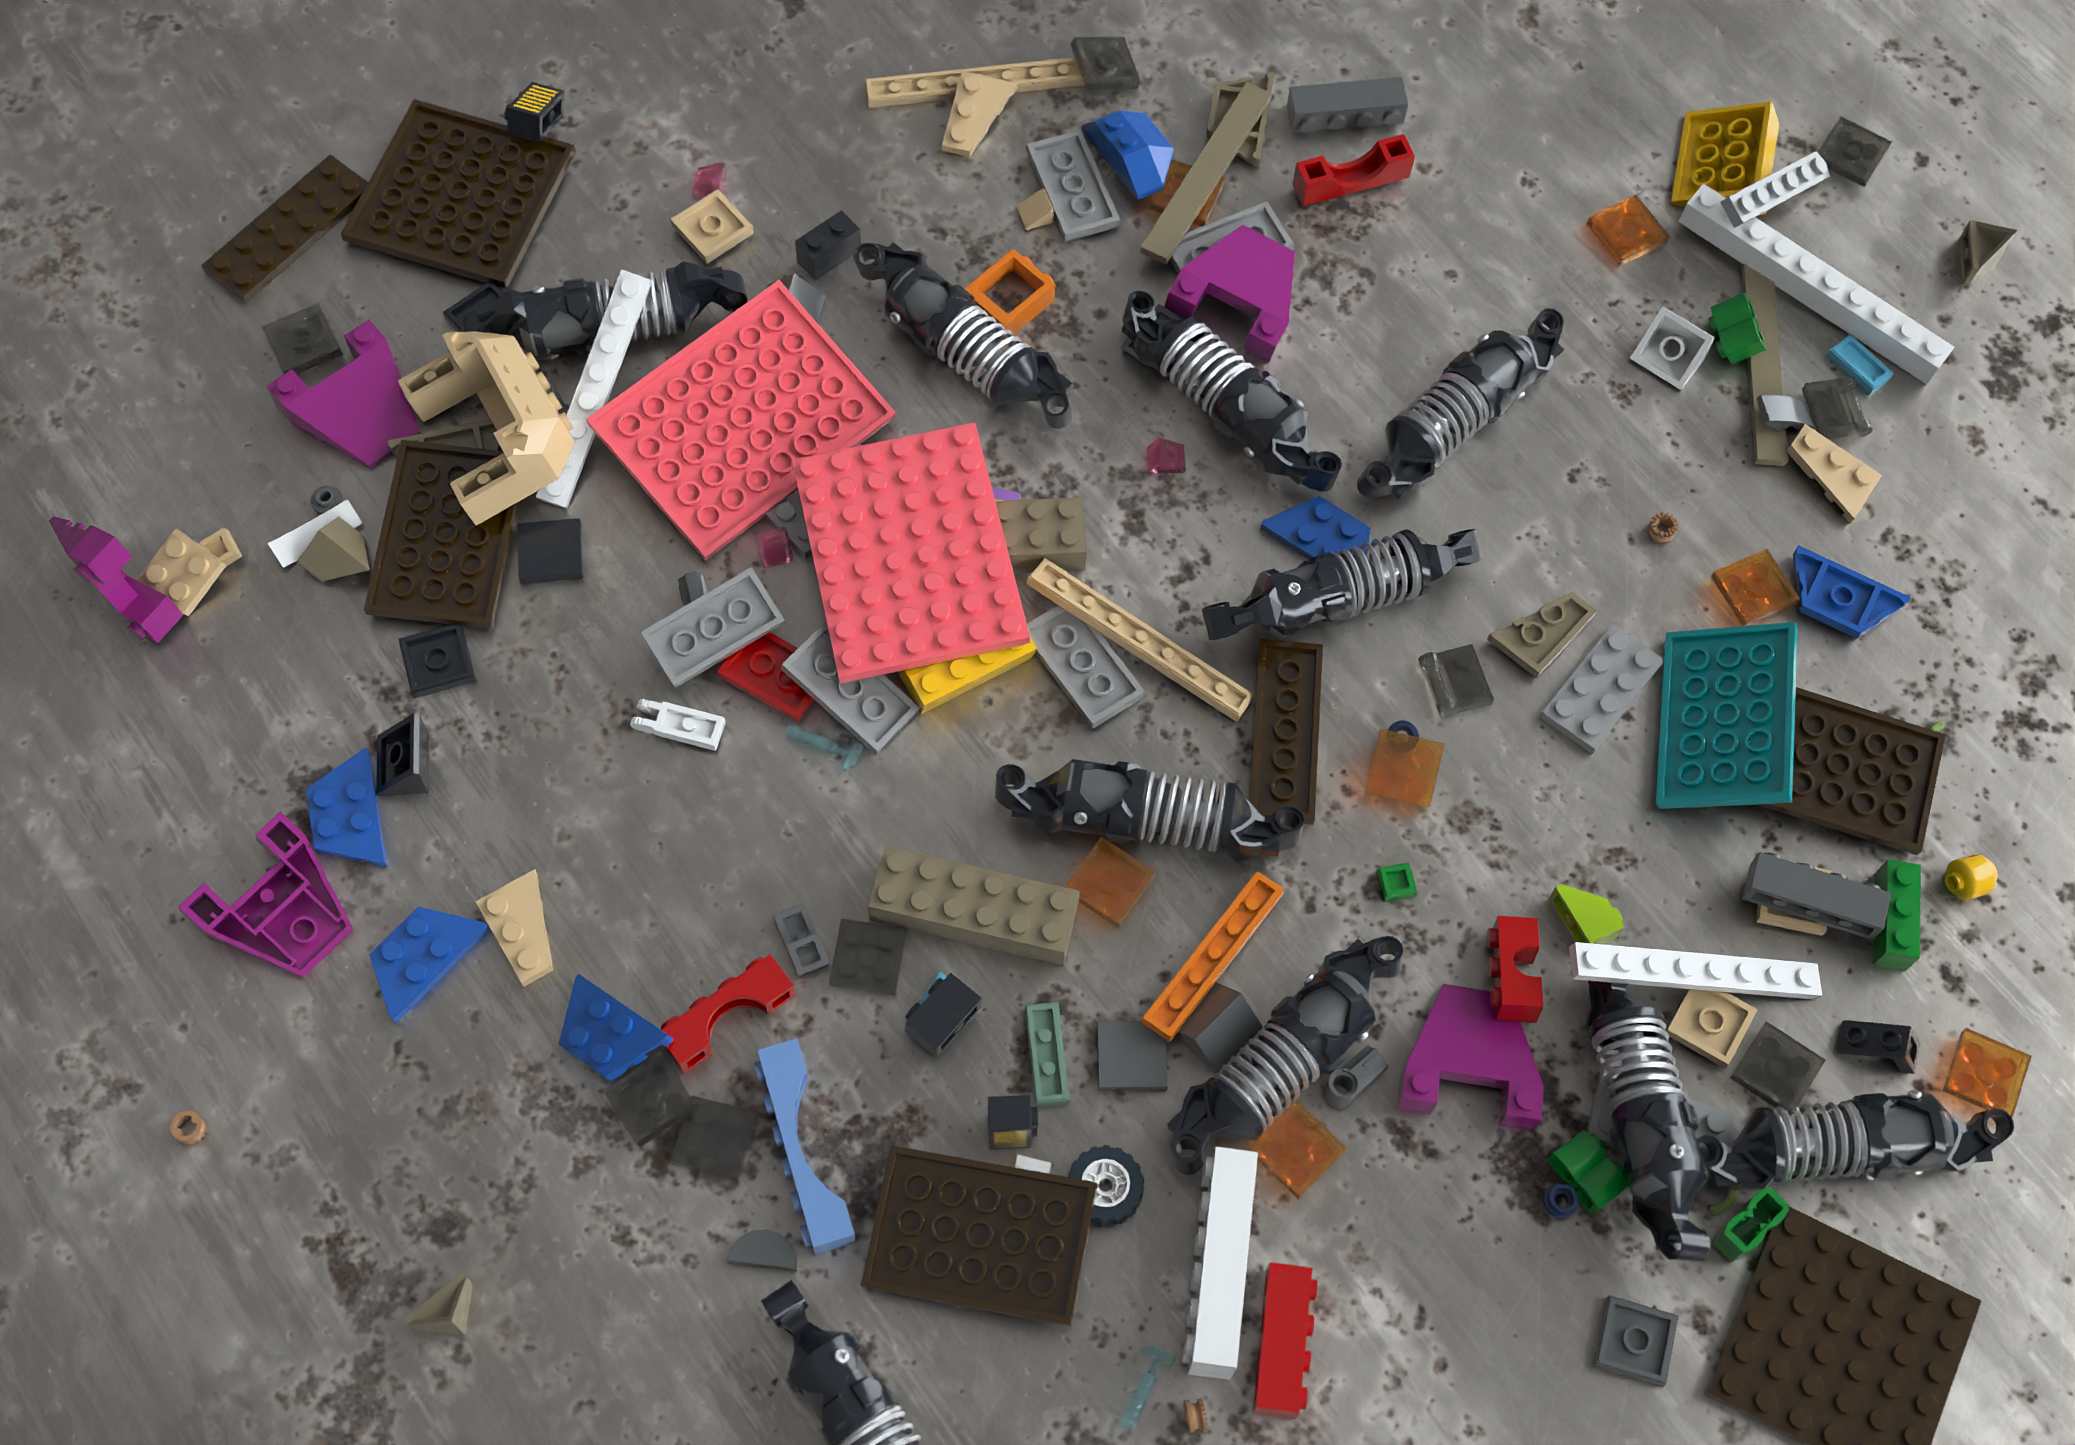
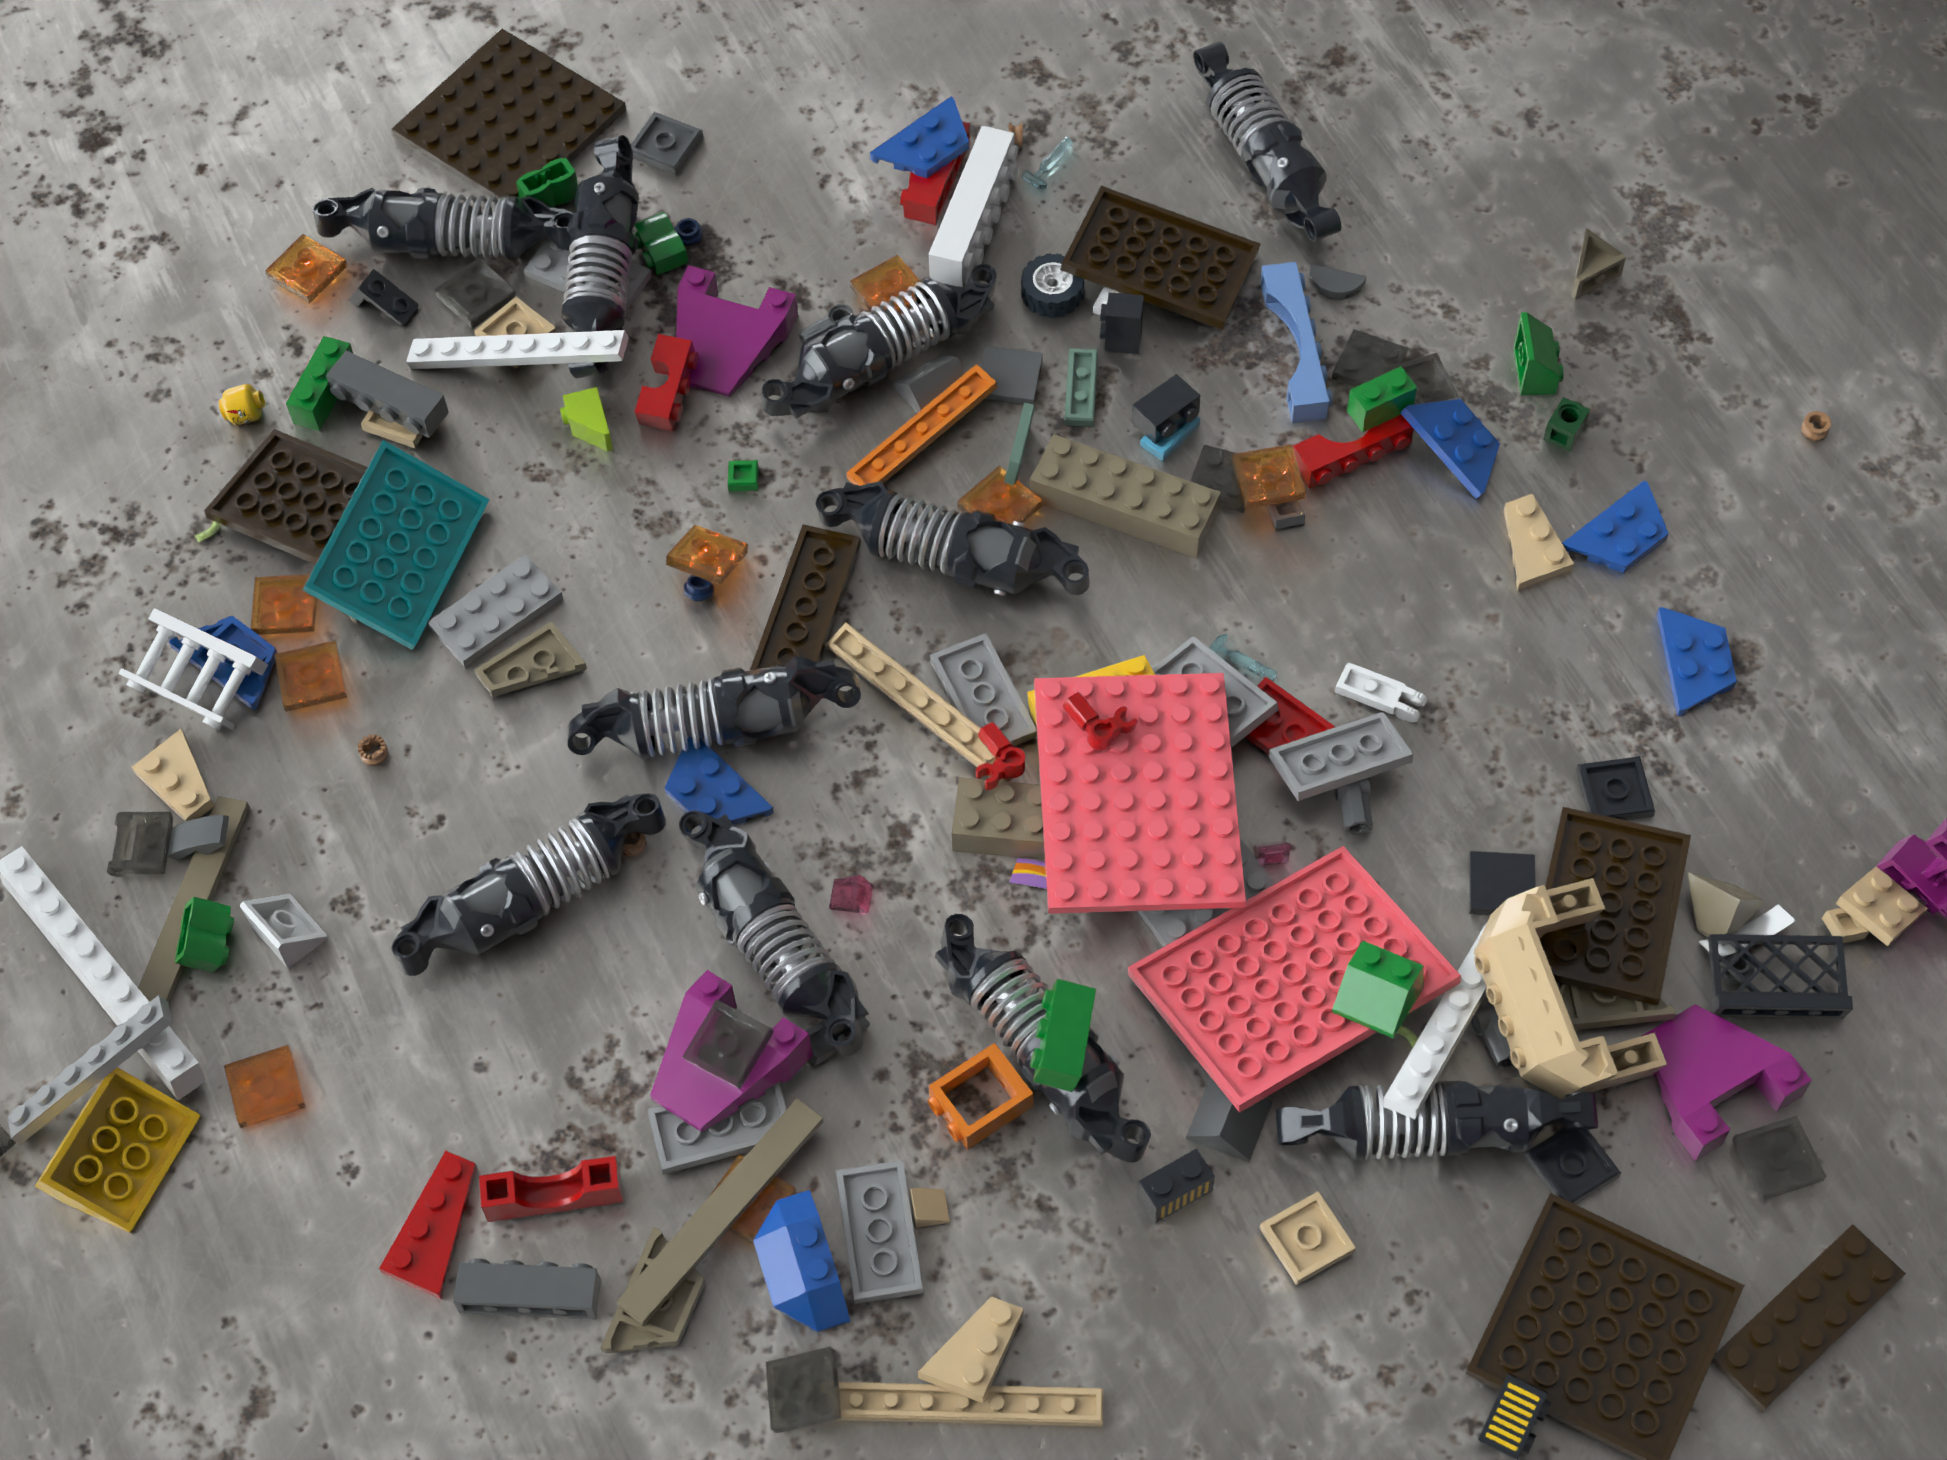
camera: 165 degrees left, 5 degrees down
(286, 915) = (1754, 579): magenta wedge -> none
(287, 466) = (1785, 1003): none -> black fence
(403, 758) = (1645, 693): black slope -> none
(478, 1064) = (1566, 424): none -> dark green brick
(514, 1157) = (1536, 357): none -> green slope
(659, 386) = (1378, 989): none -> slope
(695, 1040) = (1381, 399): none -> green brick
(710, 179) = (1305, 1306): clear pink slope -> none
(817, 939) = (1268, 476): none -> clear orange plate
(940, 294) = (1063, 1035): none -> green brick
(952, 578) = (1099, 731): none -> red bar
(1038, 562) = (1008, 760): none -> red bar
(1100, 945) = (1019, 443): none -> sand green tile
(1236, 269) = (728, 1044): none -> clear smoke plate
(1302, 1358) = (927, 142): none -> blue wing
(1443, 137) = (427, 1238): none -> red wing
(1464, 675) = (620, 635): clear smoke plate -> none
(1823, 658) = (282, 605): none -> clear orange plate
(1860, 364) = (89, 893): medium azure tile -> none
(1865, 584) = (193, 640): none -> white fence

